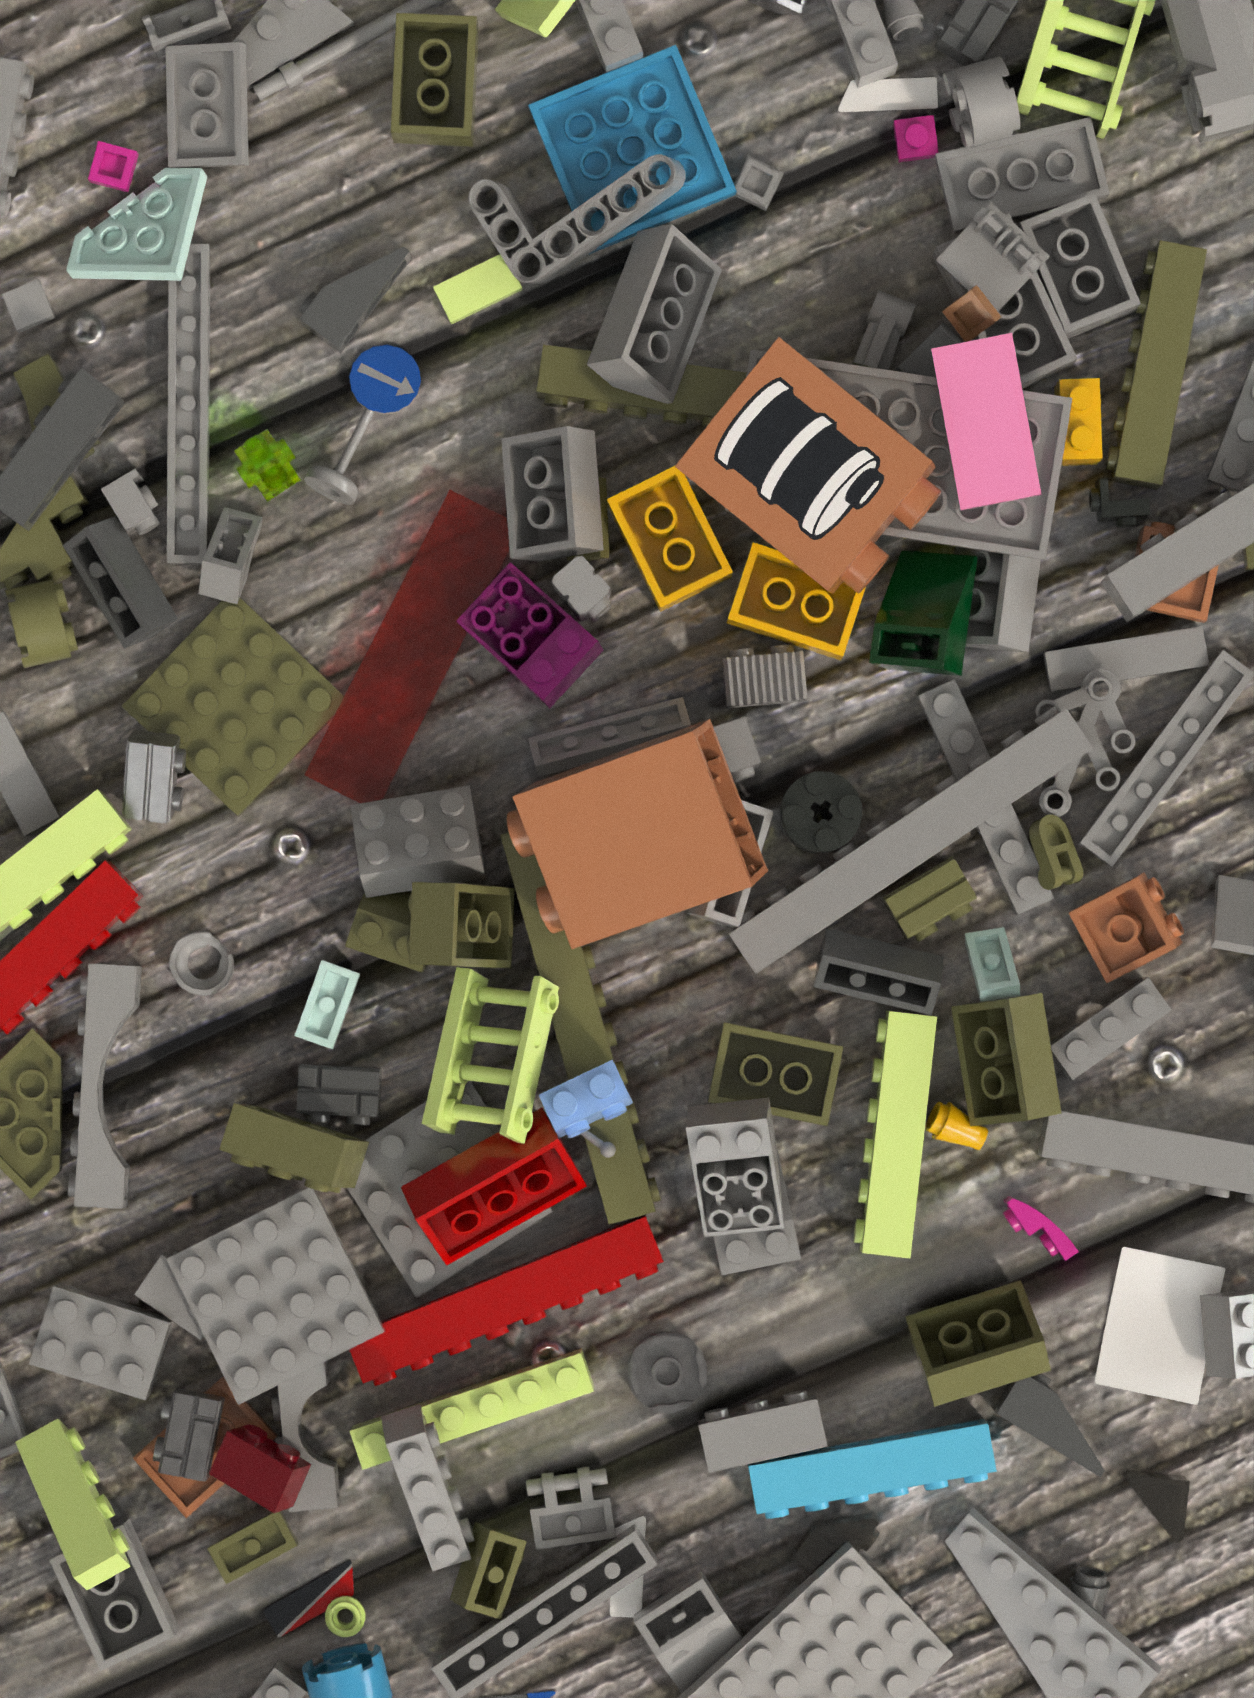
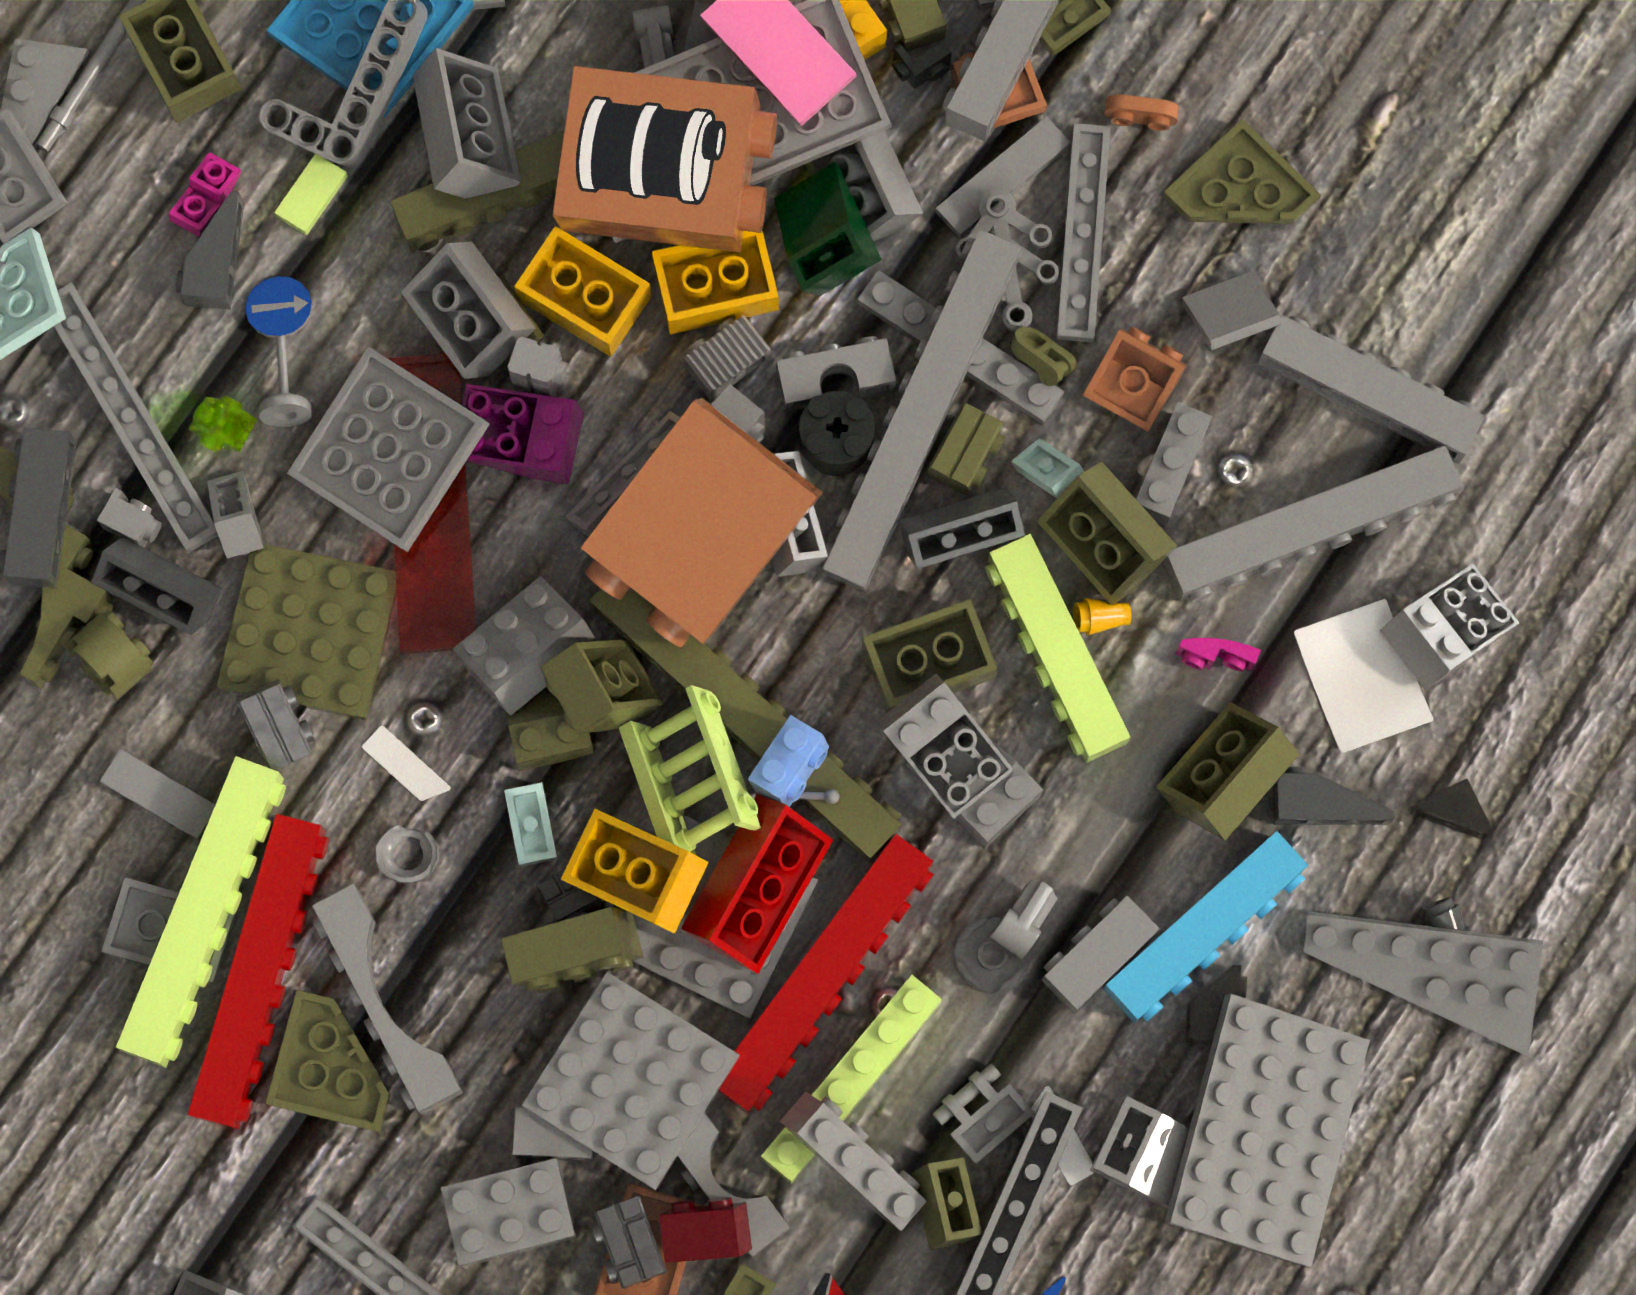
camera: 35 degrees left, 10 degrees down
(248, 878) = (404, 765): none -> white sticker
(380, 230) = (206, 193): none -> dark pink slope
(386, 1117) = (634, 870): none -> yellow brick
(402, 581) = (388, 449): none -> light grey plate
(704, 1366) = (1021, 924): none -> light grey piece
(889, 762) = (865, 363): none -> light grey arch

